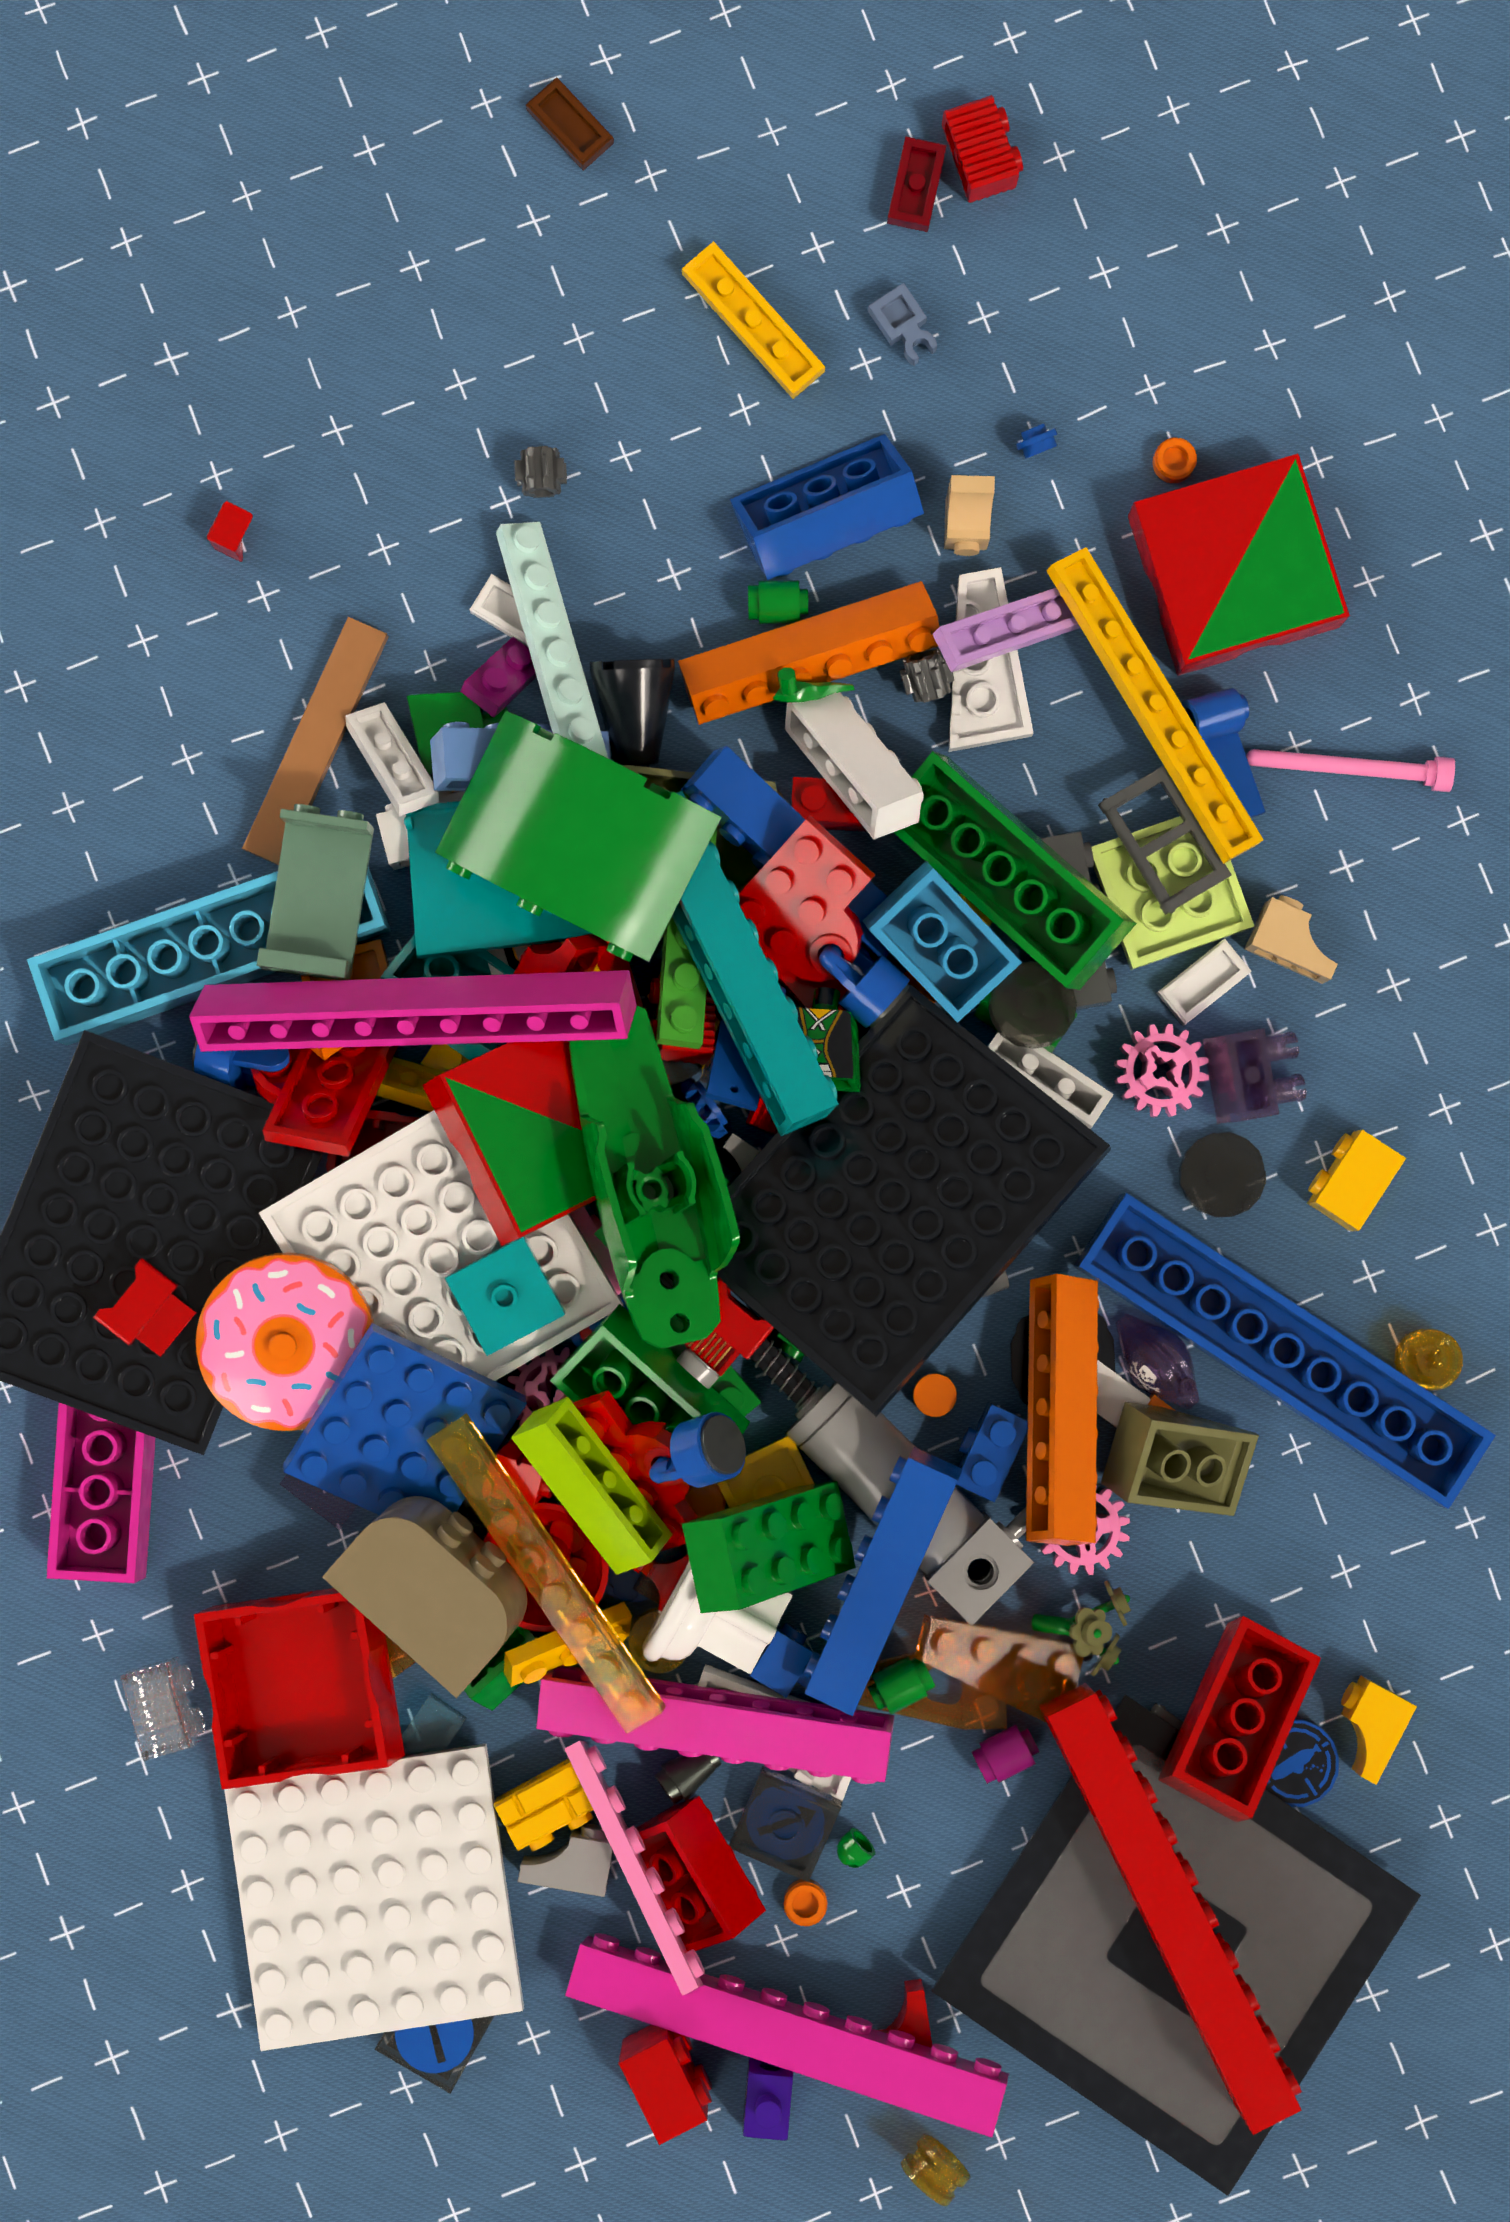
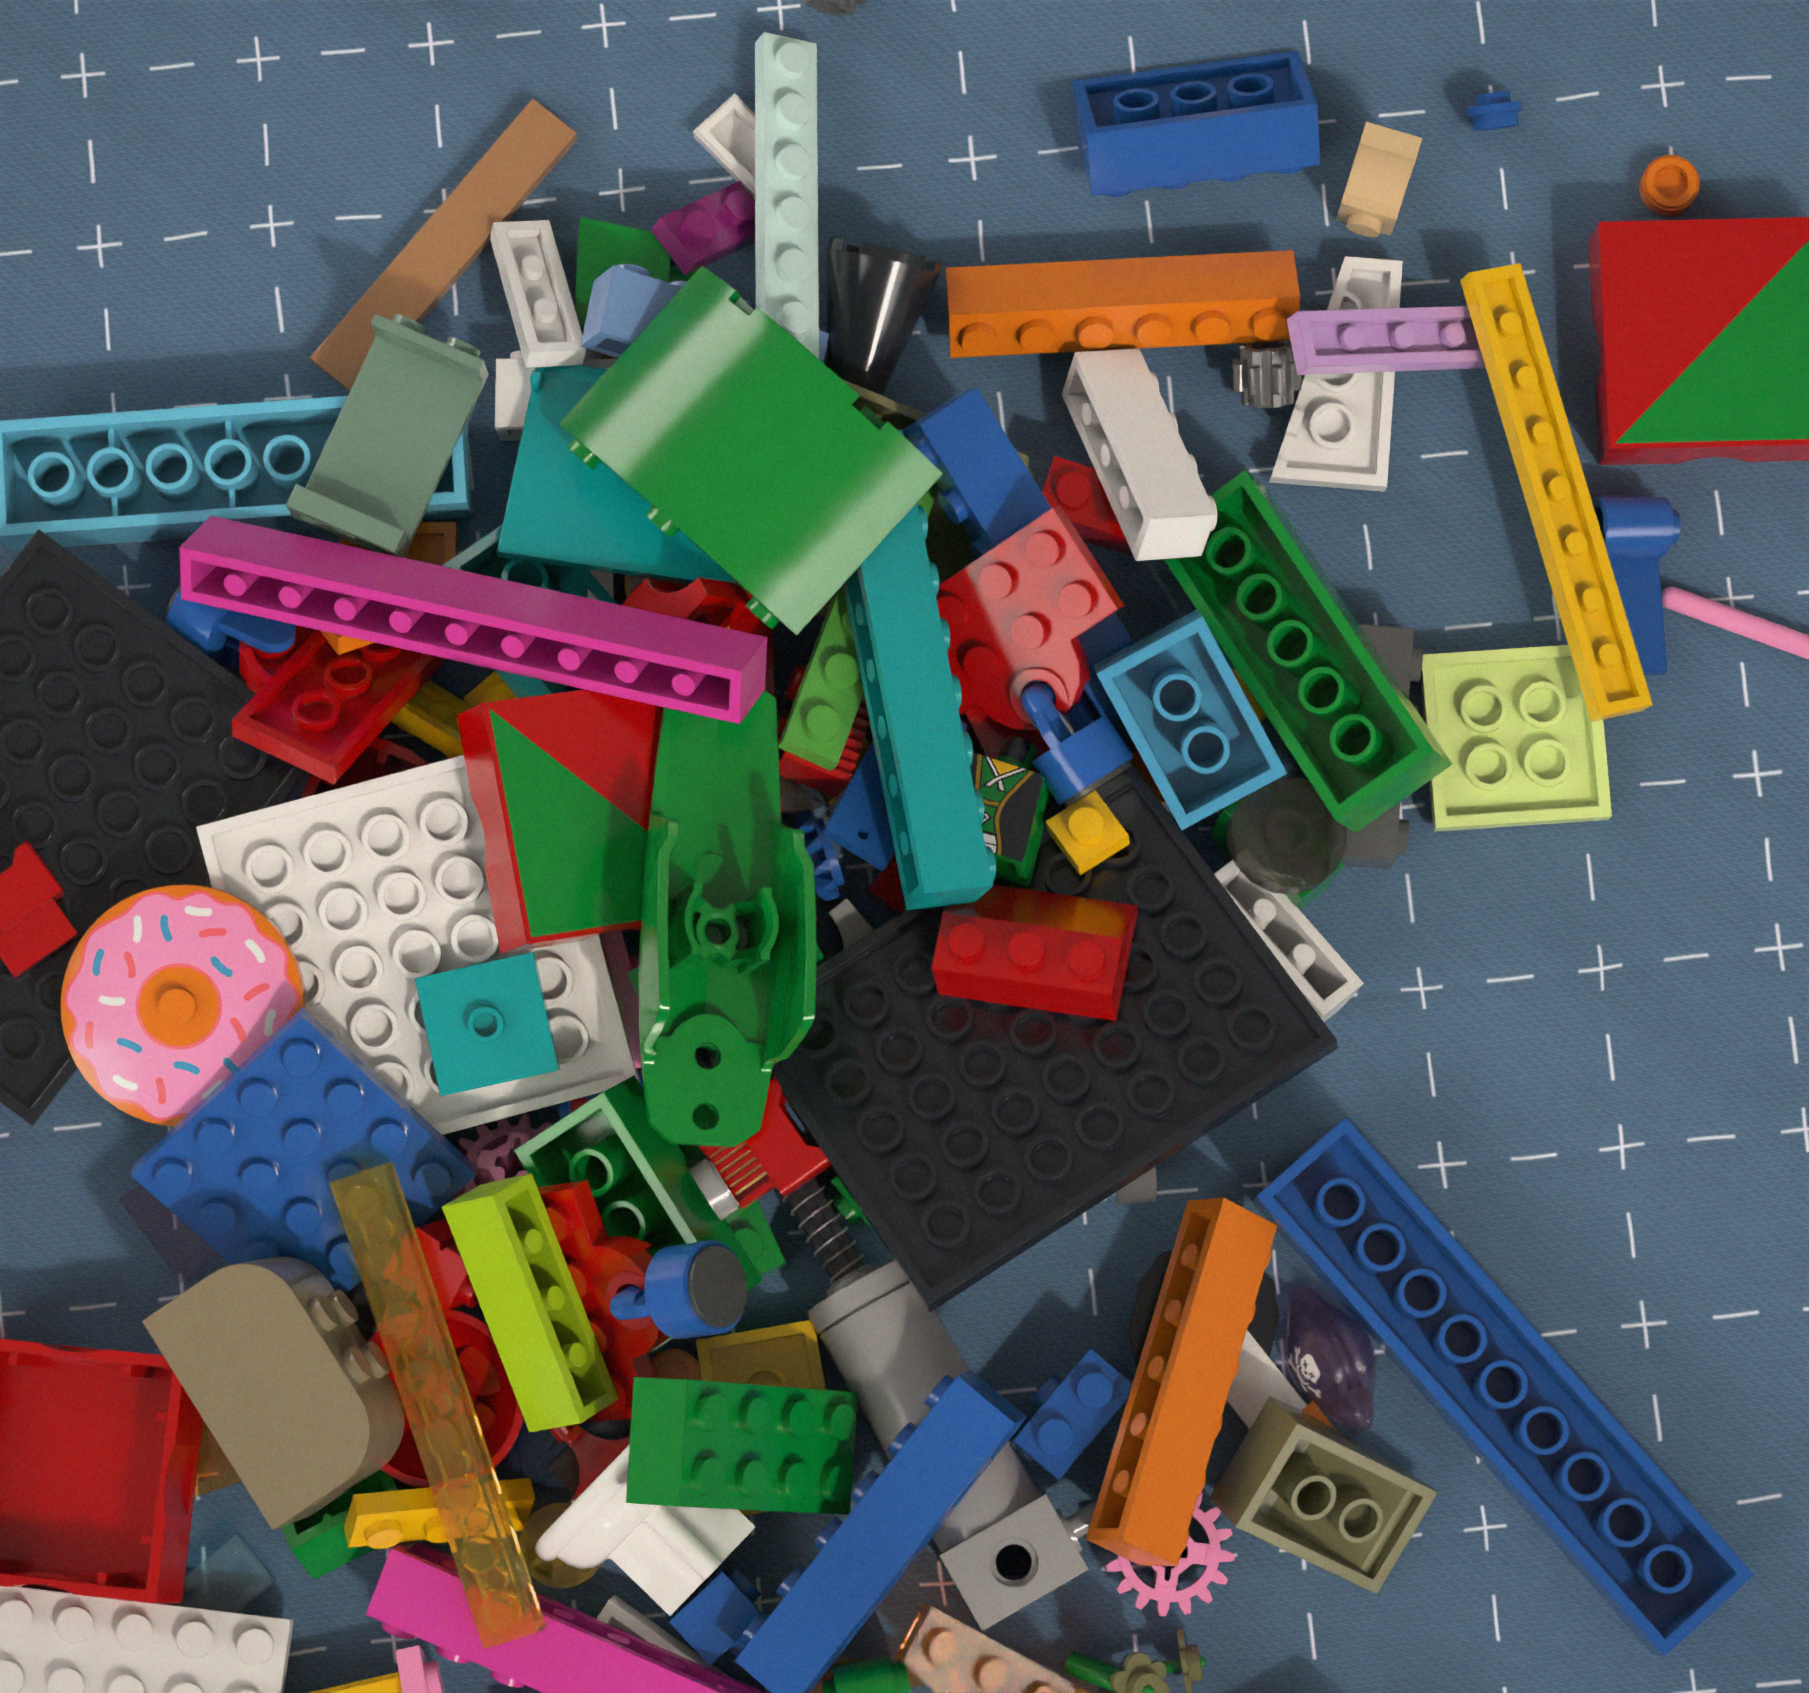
camera: 15 degrees right, 5 degrees down
(777, 602) = (1096, 227): green brick -> none
(796, 691) = (1093, 348): green bar -> none
(880, 1138) = (1036, 951): none -> red slope
(891, 1042) = (1087, 832): none -> yellow plate
(934, 1395) = (1019, 1321): orange tile -> none
(1138, 855) = (1504, 755): dark grey window -> none
(1174, 1086) = (1427, 948): bright pink gear -> none
(1203, 982) = (1526, 873): white tile -> none
(1222, 1174) = (1482, 1134): clear smoke tile -> none
(1243, 1074) = (1544, 1006): clear purple brick -> none
(1285, 939) = (1648, 847): tan arch -> none
(1355, 1179) = (1657, 1188): yellow brick -> none
(1429, 1358) = (1695, 1453): clear yellow wheel -> none

